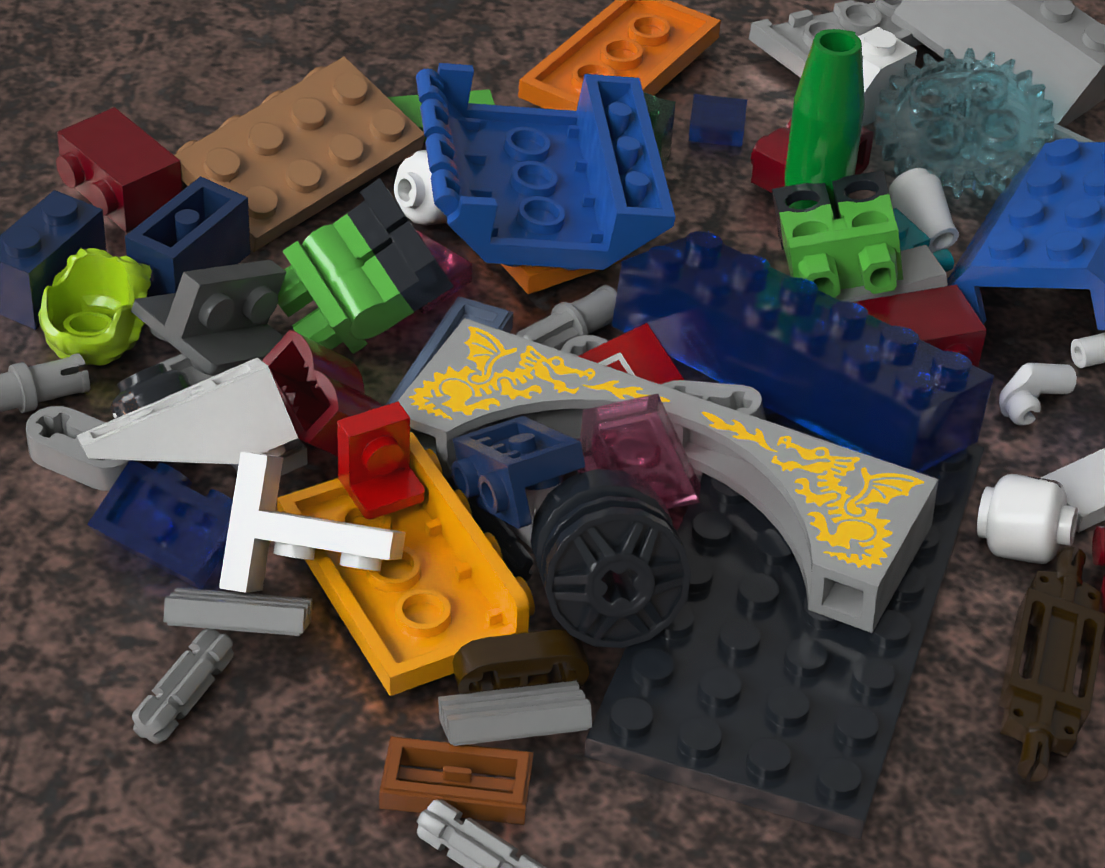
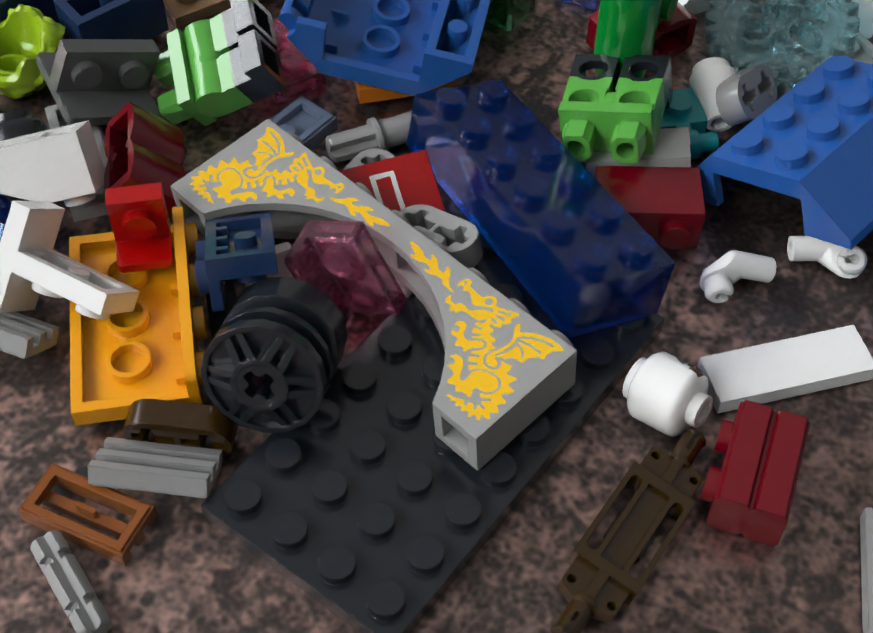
camera: 20 degrees right, 10 degrees up
(963, 203) = (746, 94): none -> light grey beam

